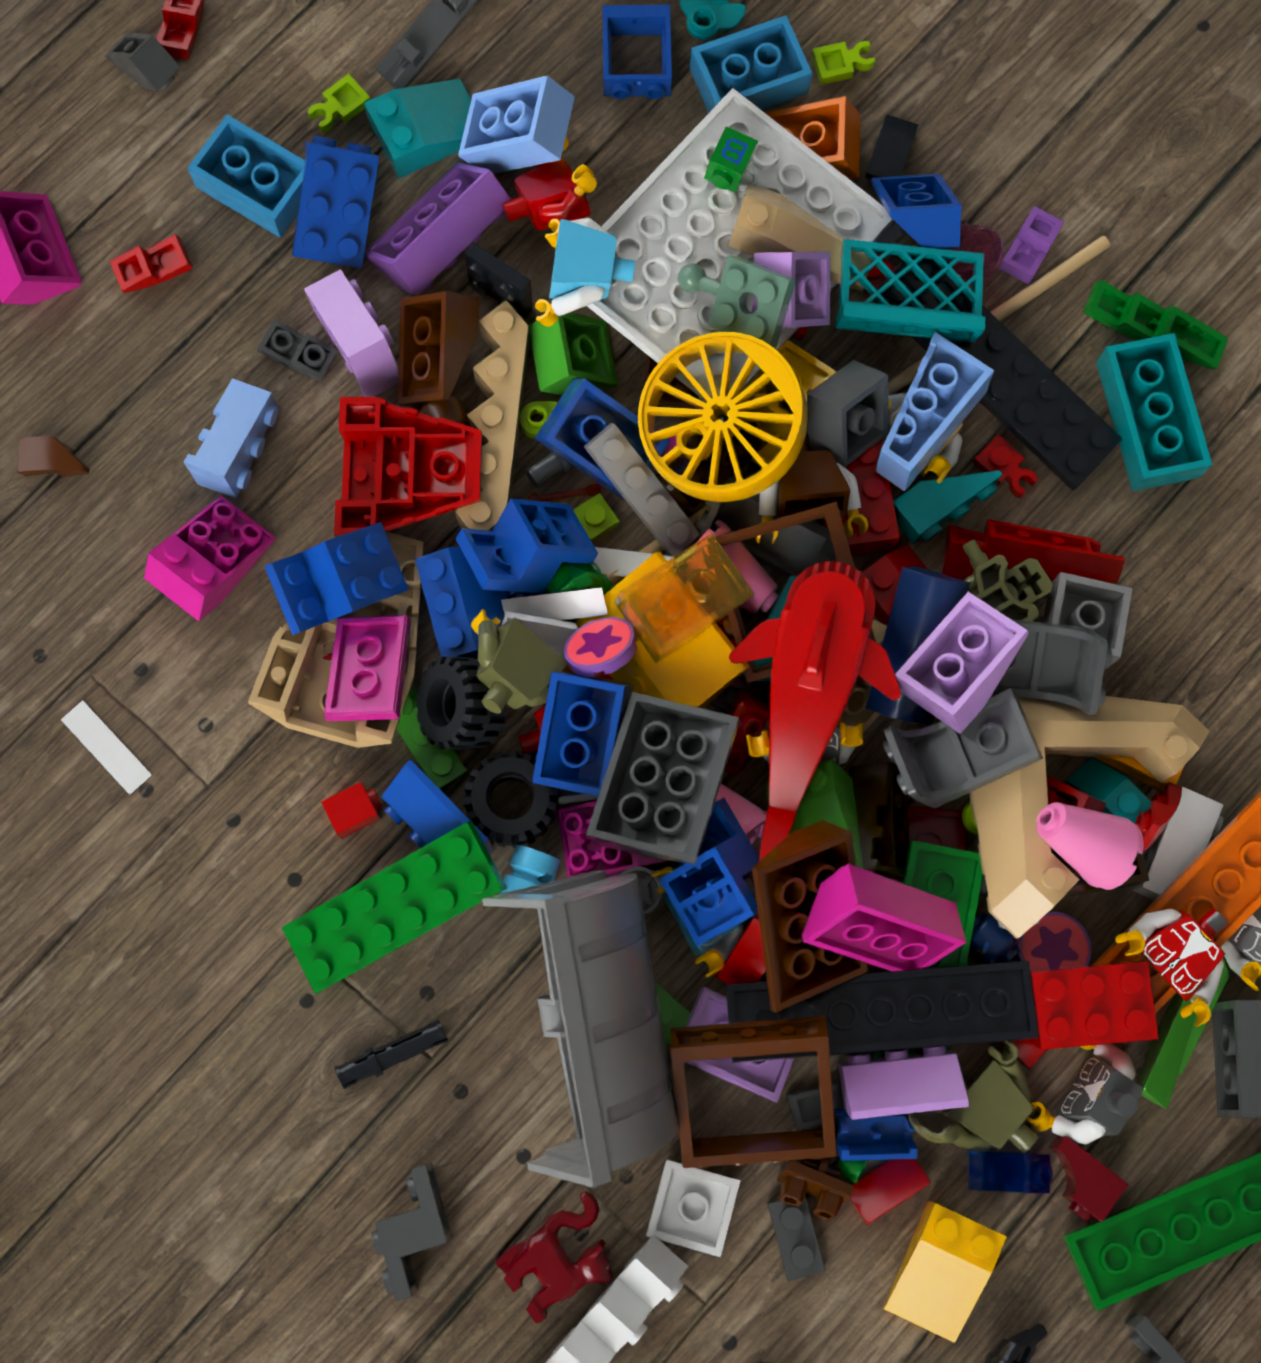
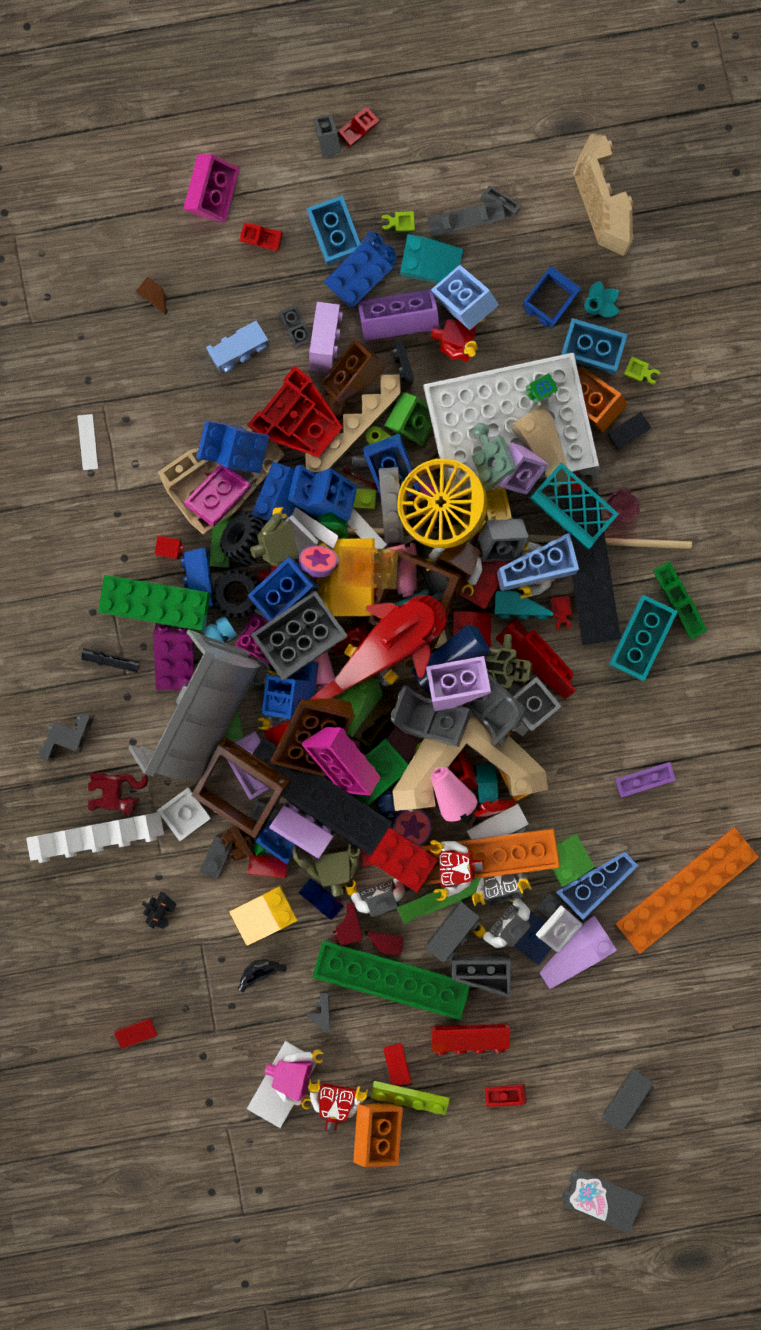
camera: 45 degrees right, 10 degrees up
(207, 557) = (189, 391): dark pink slope -> none
(487, 970) = (172, 657): none -> magenta bracket
(581, 267) = (436, 390): medium azure torso -> none
(922, 208) = (610, 470): blue slope -> none
(1031, 245) = (656, 521): medium lavender slope -> none
(1162, 1160) = (386, 942): none -> dark red slope

